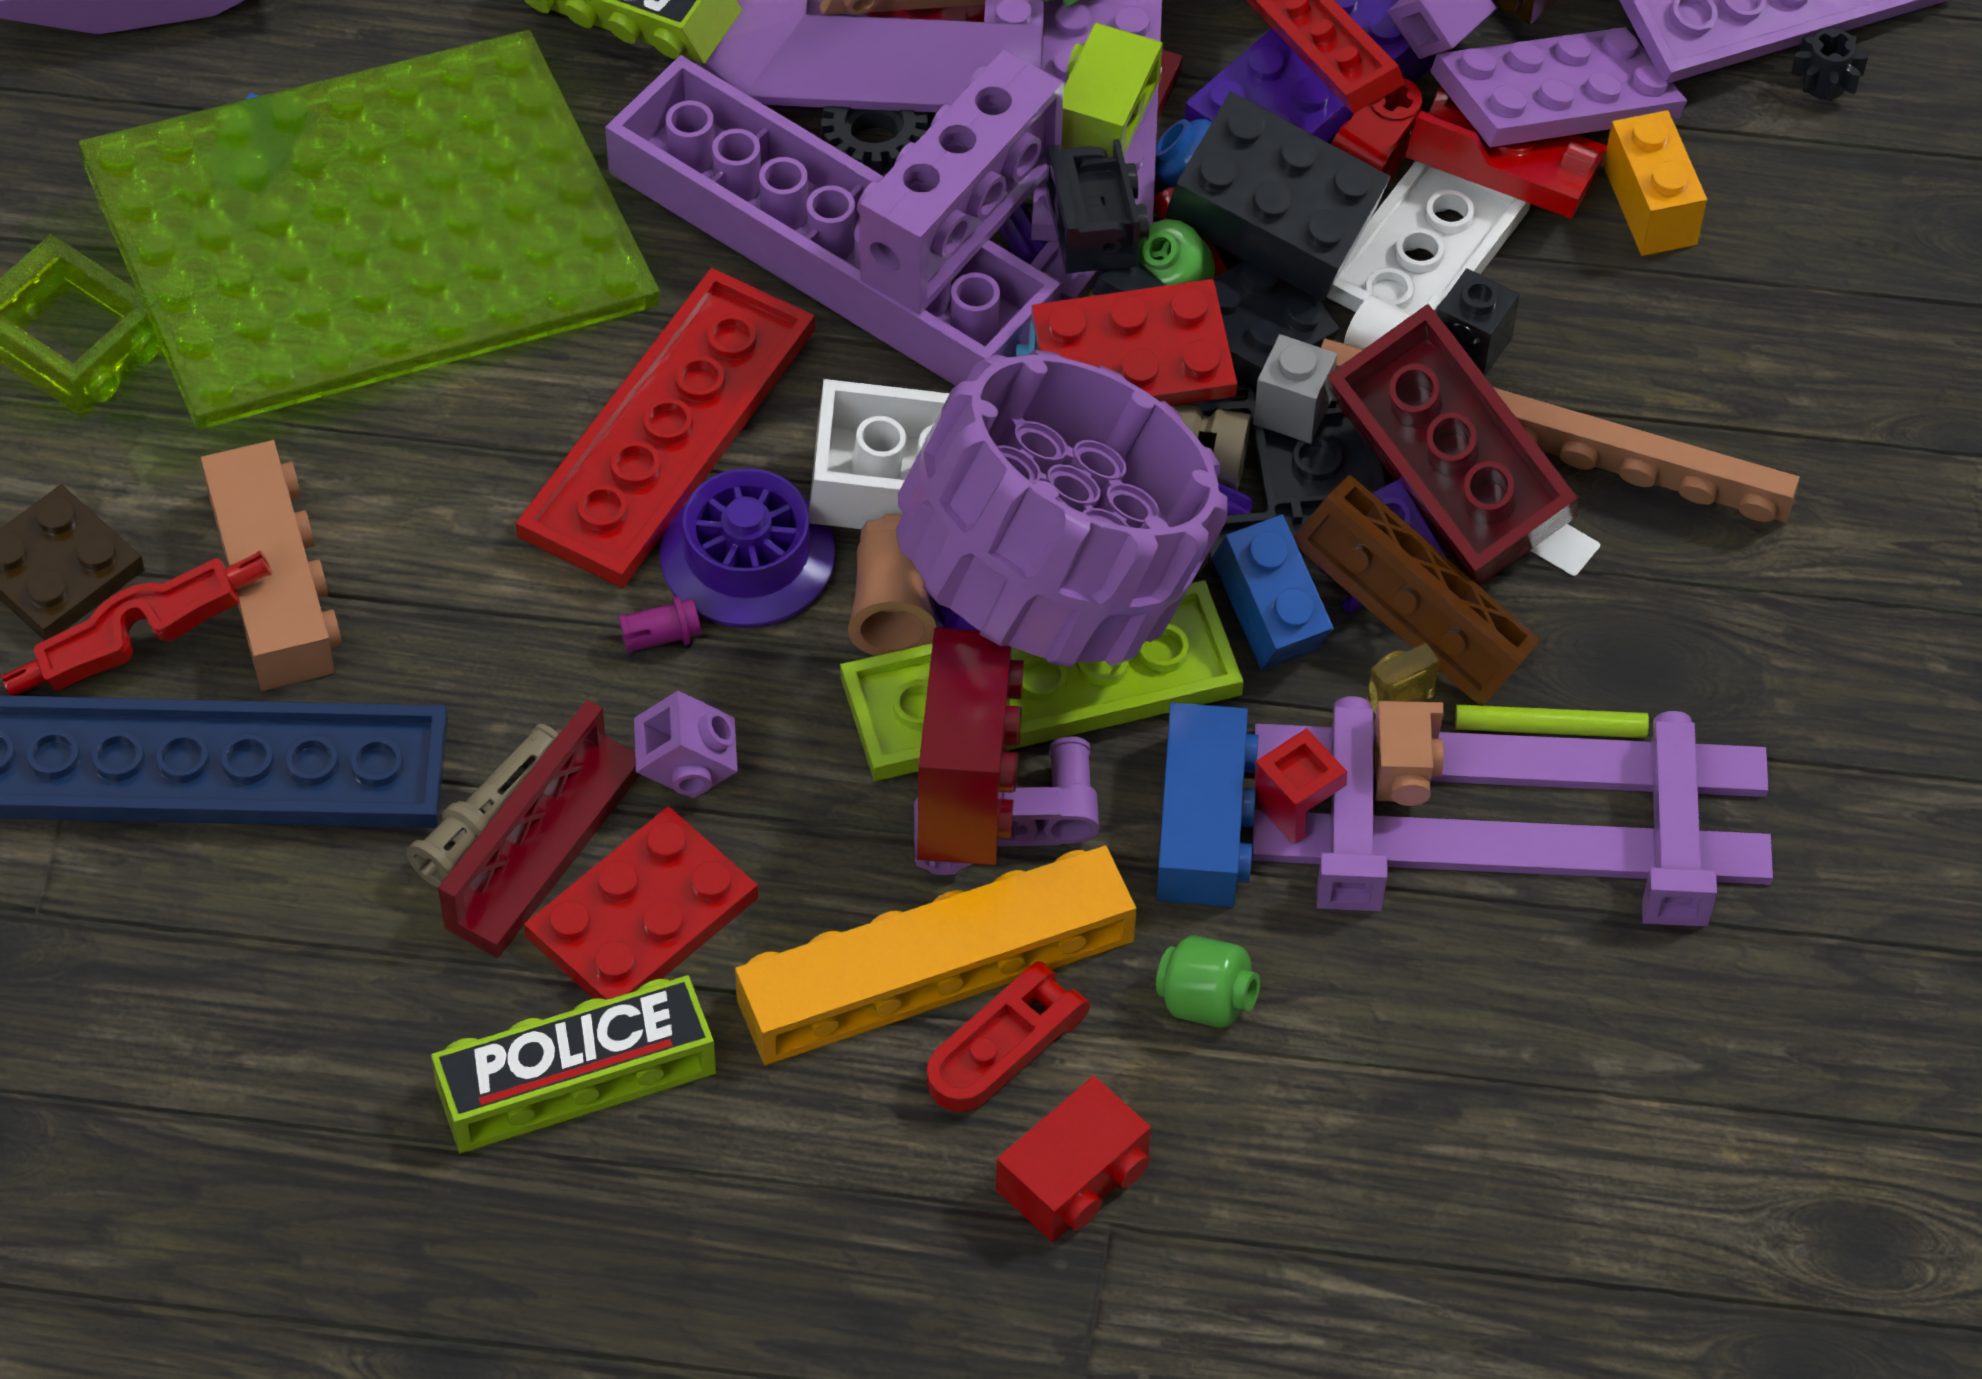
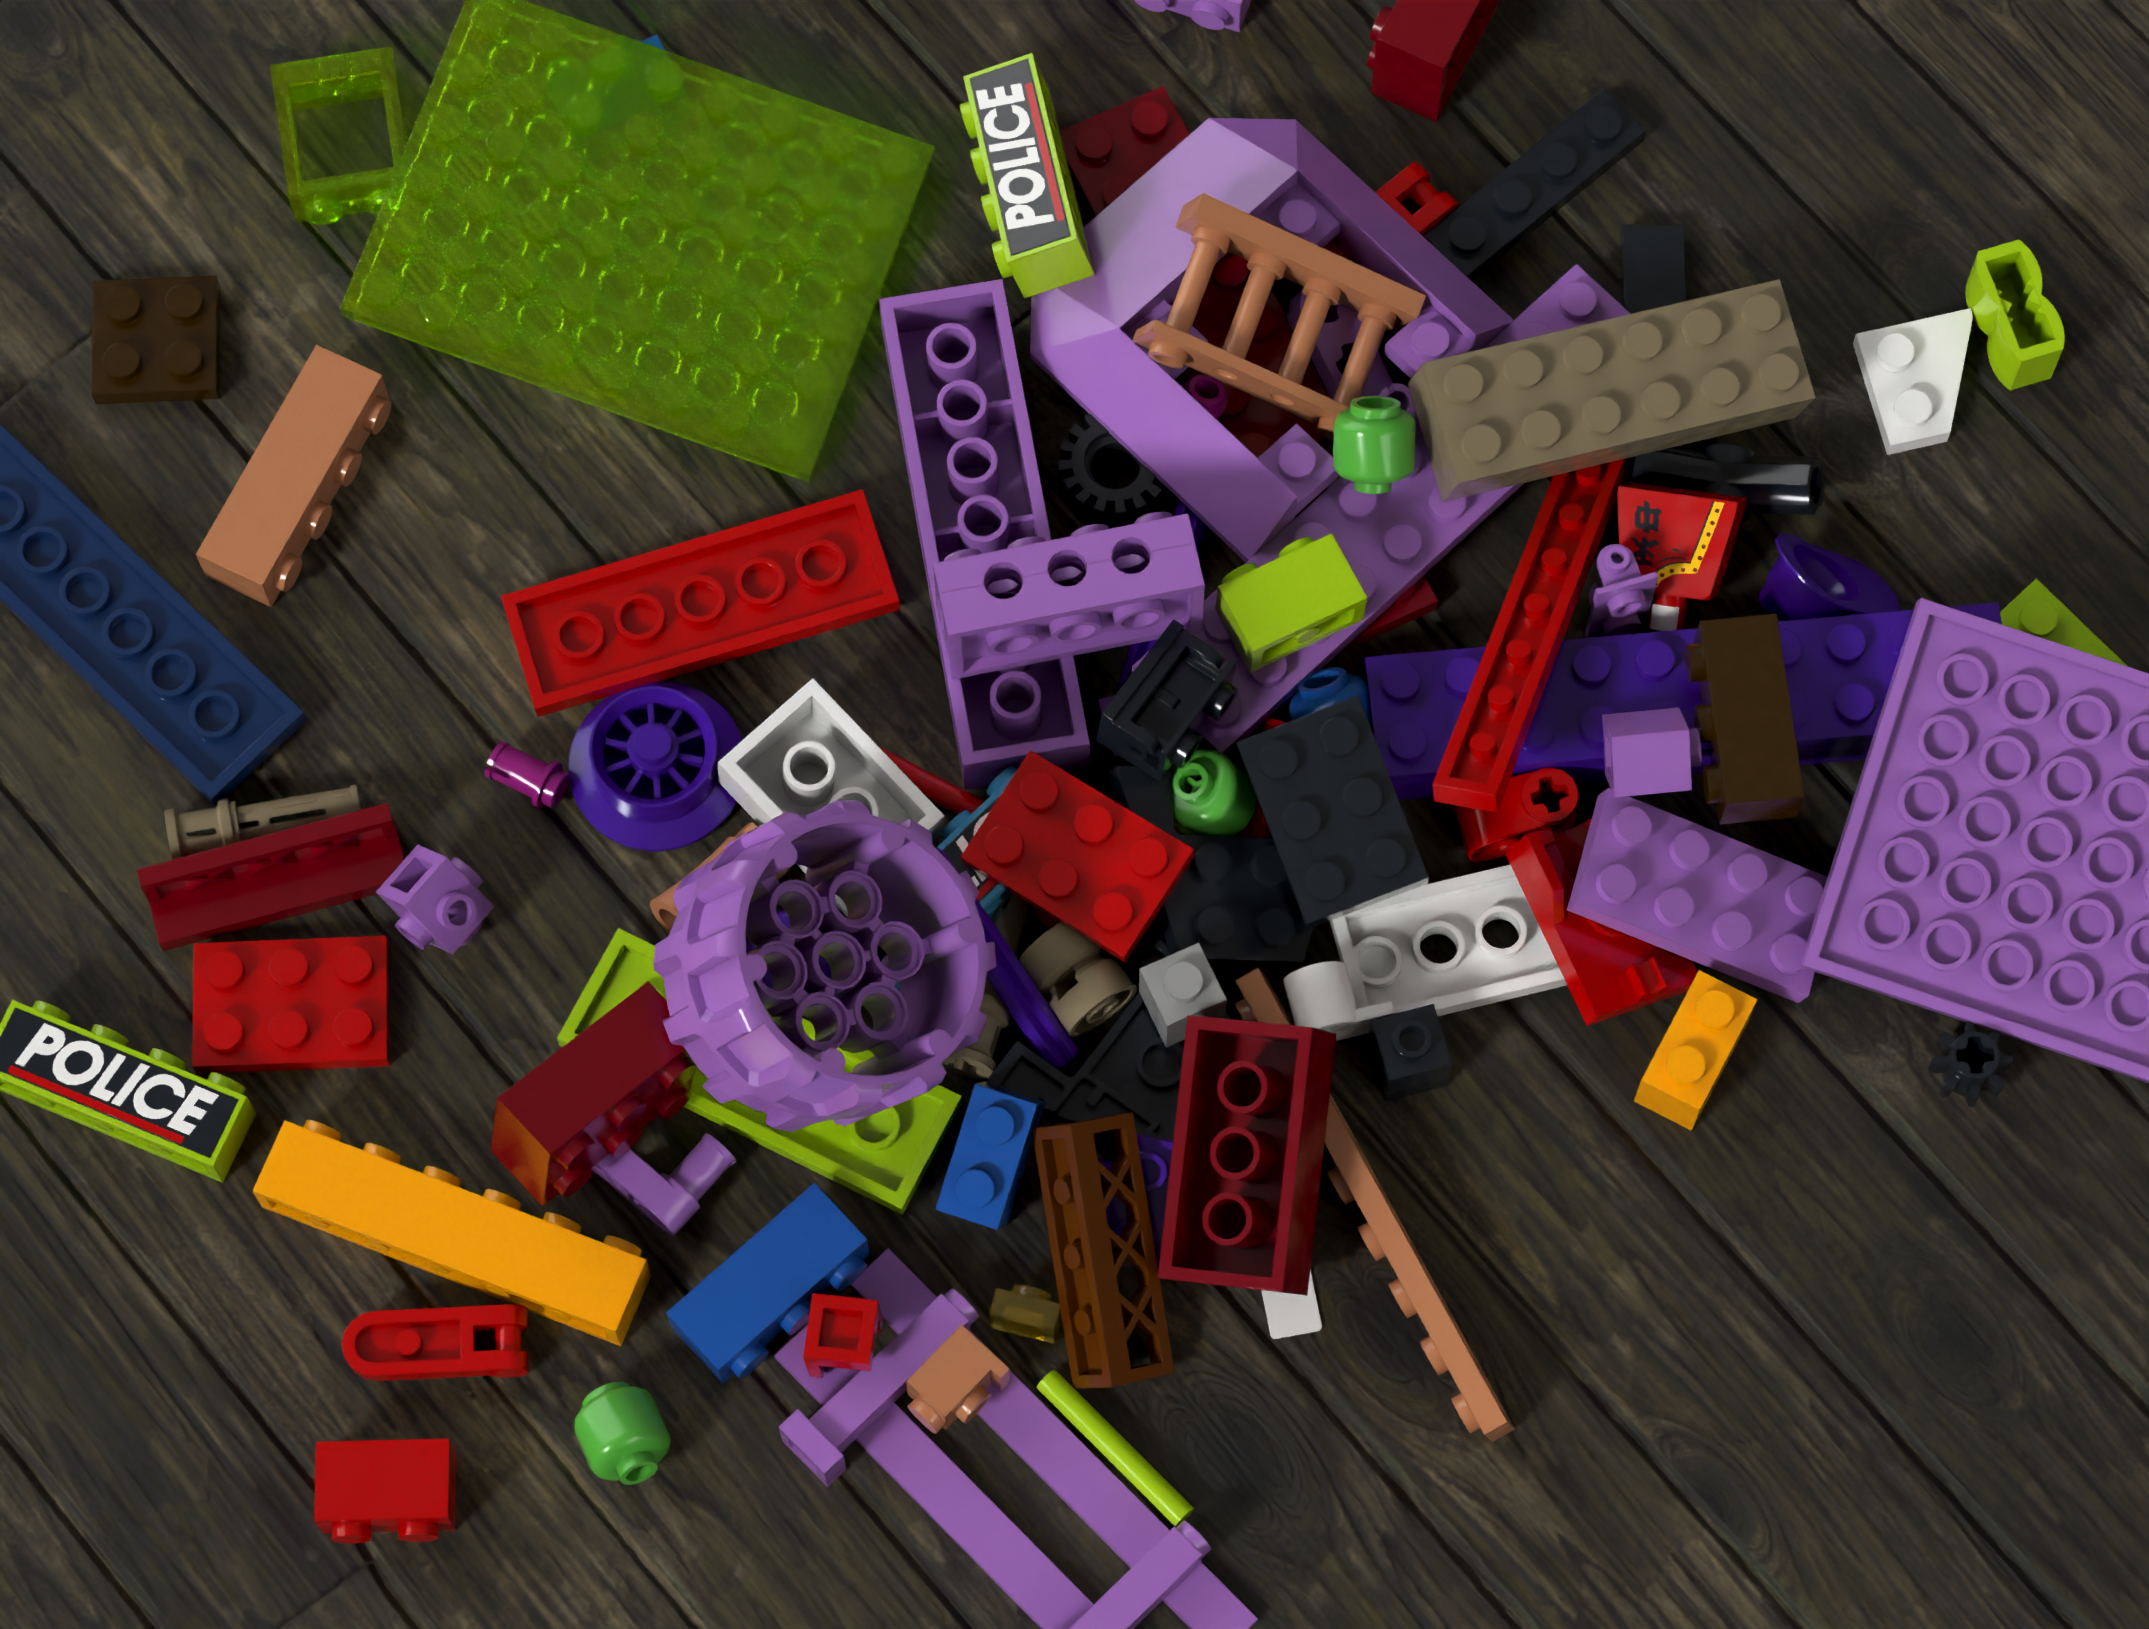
camera: 45 degrees right, 15 degrees up
(105, 636) = (174, 460): red piece -> none

